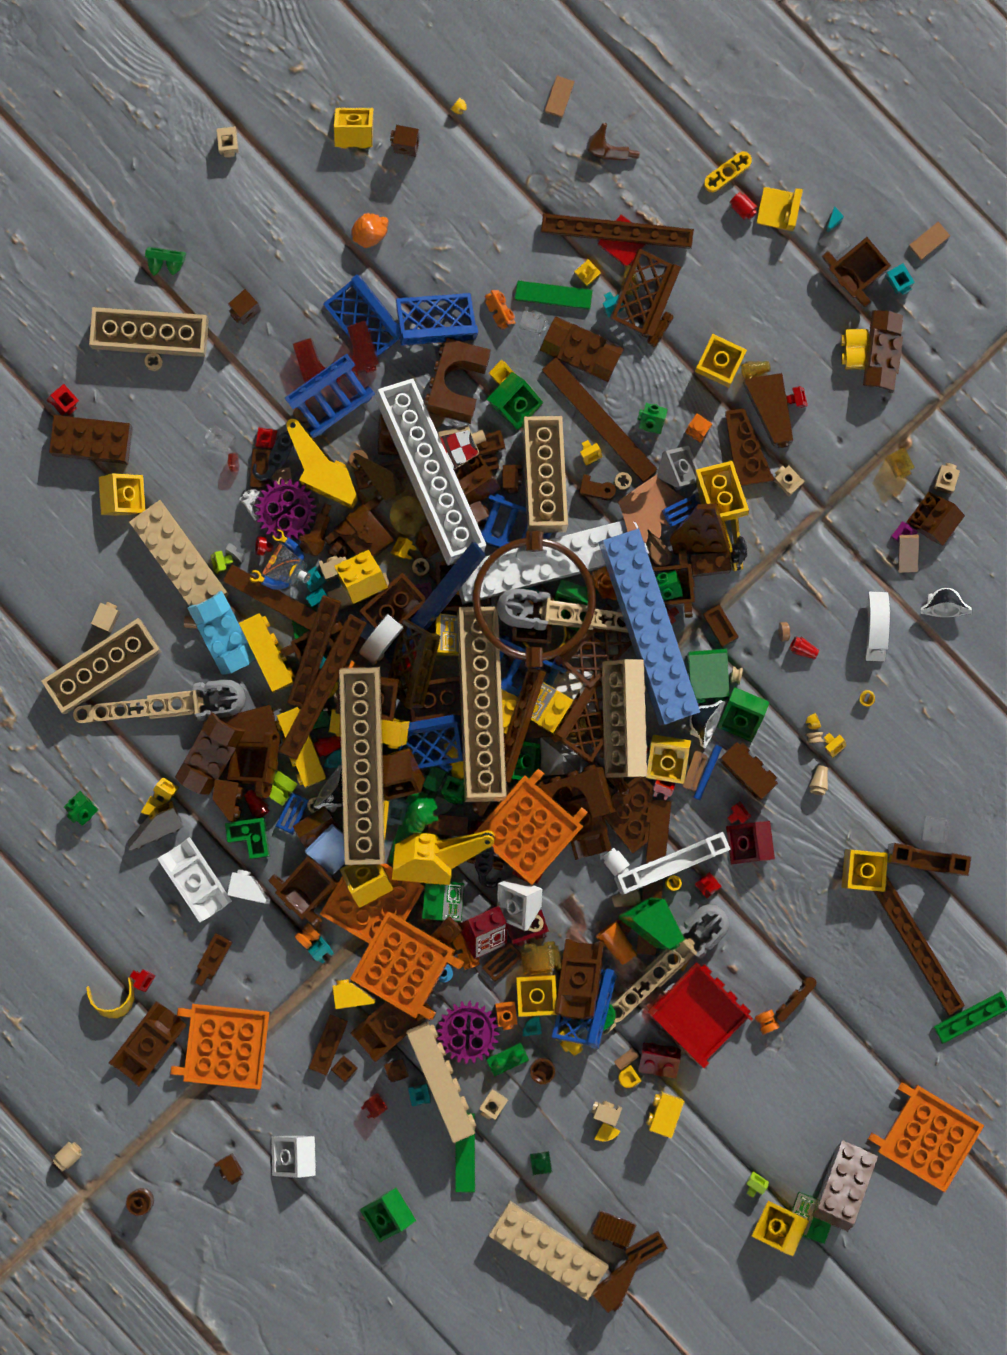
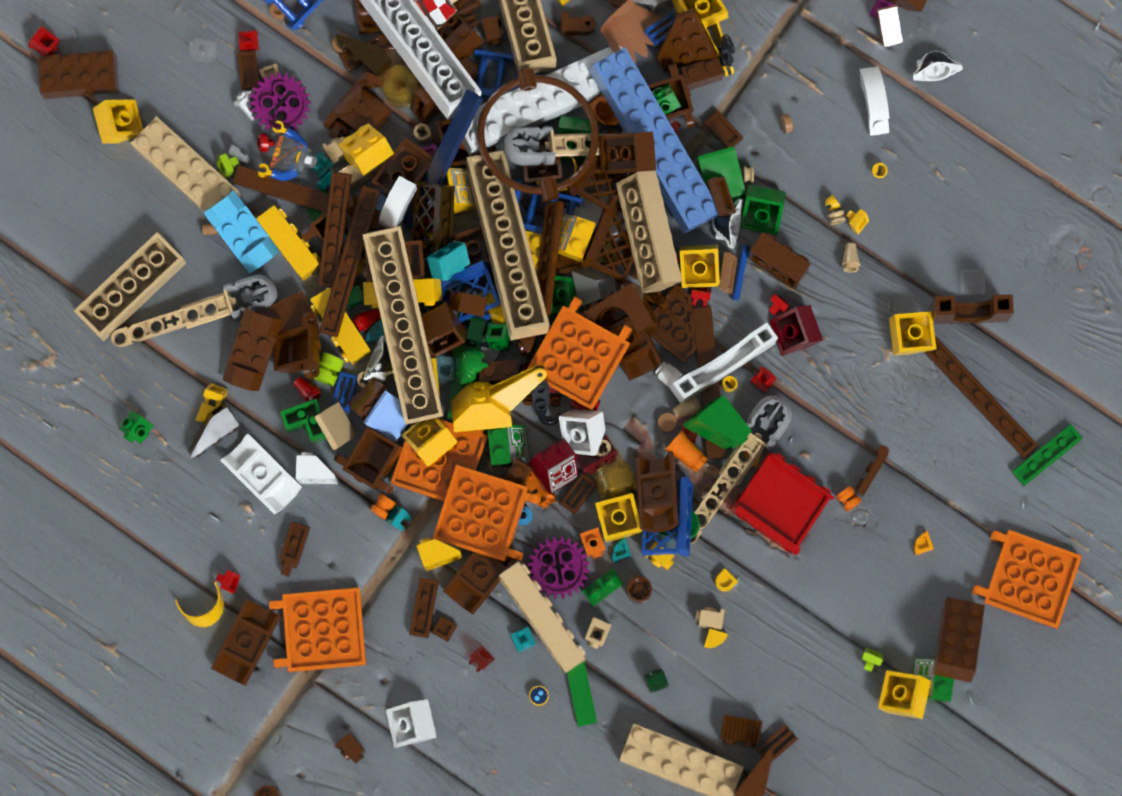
camera: 10 degrees left, 5 degrees down
(67, 1156) = (188, 768): tan brick -> none
(106, 616) = (125, 240): tan brick -> none
(227, 796) = (277, 386): reddish brown slope -> none
(233, 462) = (220, 69): clear red tile -> none
(277, 848) = (335, 426): none -> tan tile
(314, 542) = (313, 129): reddish brown animal -> none
(319, 473) = (307, 63): yellow slope -> none
(380, 507) = (371, 81): none -> reddish brown plate
(387, 1215) = (515, 762): green slope -> none
(396, 1070) = (496, 619): reddish brown brick -> none
(402, 547) = (400, 116): yellow tile -> none
(420, 708) = (448, 260): none -> teal brick
(423, 1153) = (538, 695): none -> dark blue tile
(430, 753) = (467, 303): none -> reddish brown slope
(604, 908) = (667, 422): none -> medium nougat tile
(619, 636) = (627, 152): none -> reddish brown slope
(626, 1059) = (717, 565): medium nougat piece -> none
(628, 478) = (605, 10): tan bush -> none
(658, 551) = (648, 70): medium nougat tile -> none
(660, 1060) = (752, 557): dark red bracket -> none
(665, 1114) = (768, 607): yellow brick -> none
(704, 697) = (721, 196): none -> reddish brown tile
(803, 648) = (808, 135): red cone -> none
(830, 1080) = (923, 544): none -> light orange tile

